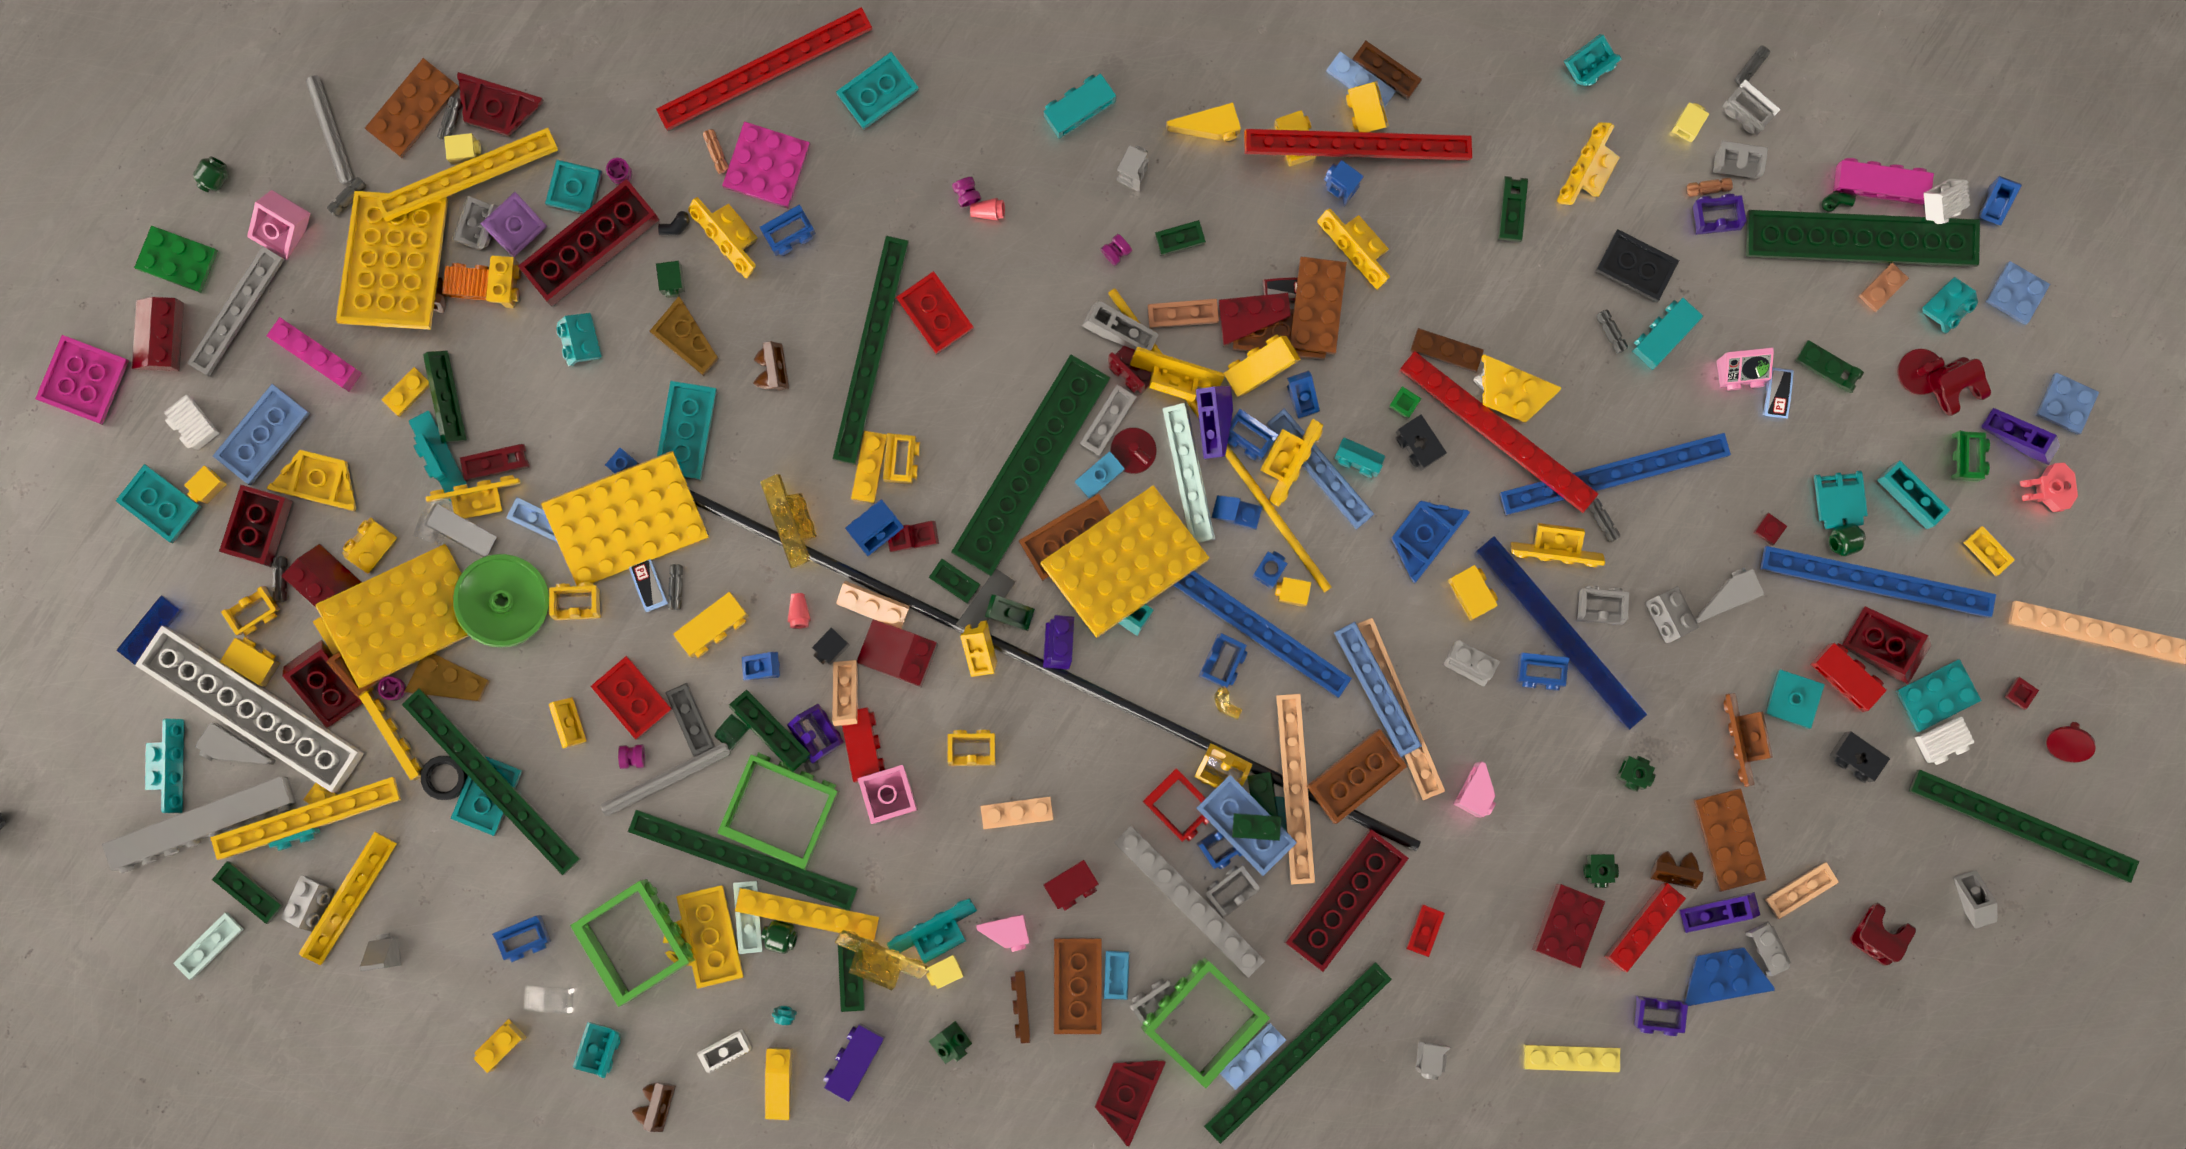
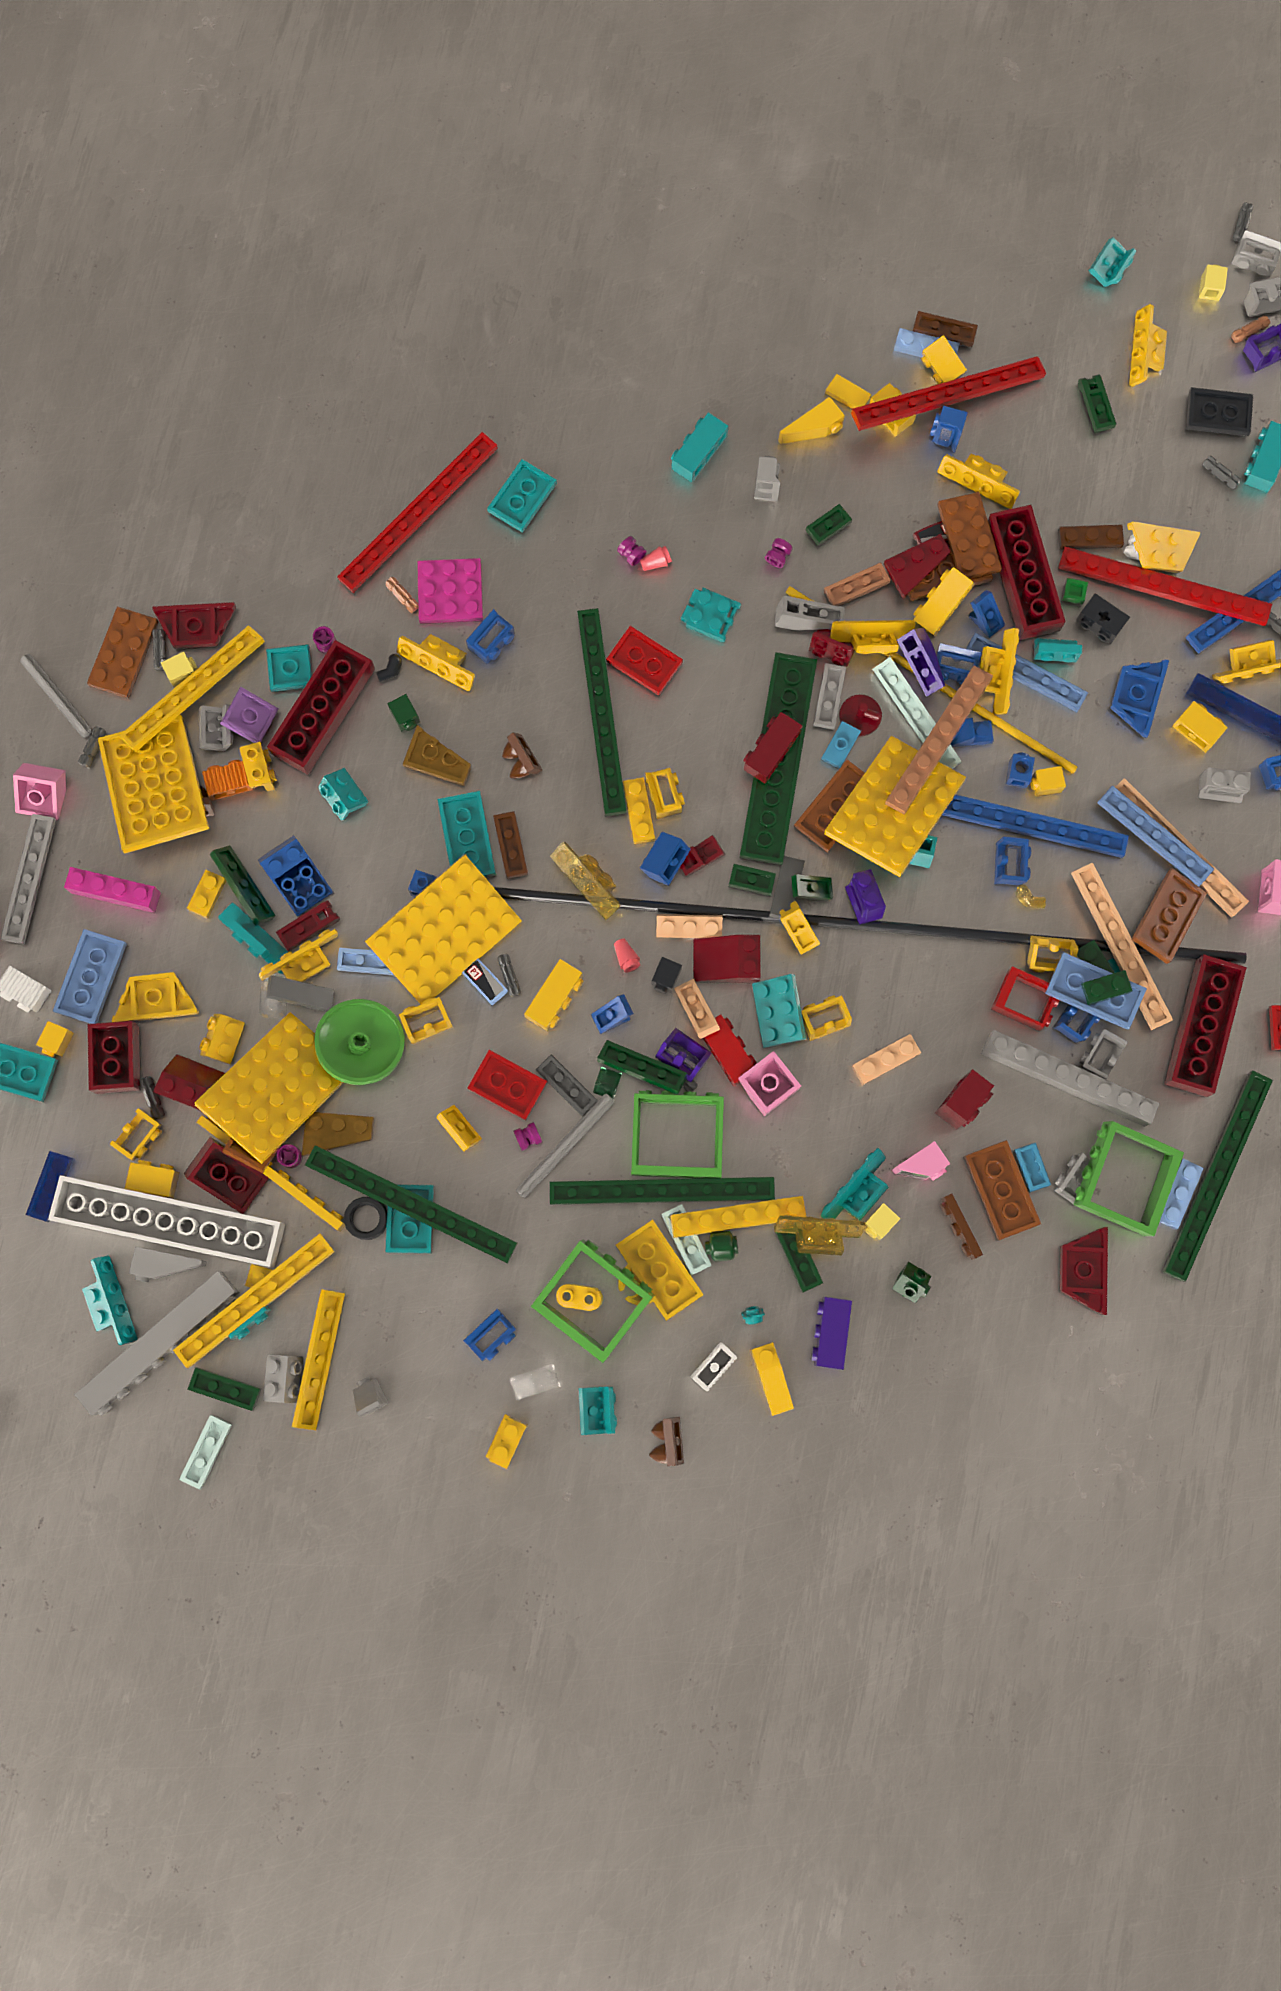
camera: 20 degrees left, 5 degrees down
(500, 406) = (295, 875): none -> blue slope
(618, 933) = (578, 1297): none -> yellow plate
(726, 455) = (510, 845): none -> reddish brown plate
(927, 725) = (779, 1011): none -> teal plate
(1021, 286) = (709, 613): none -> teal plate
(1025, 453) = (772, 747): none -> dark red brick
(1195, 510) = (939, 740): none -> nougat plate
(1258, 102) = (847, 392): none -> yellow tile
(1359, 365) = (1026, 572): none -> dark red brick

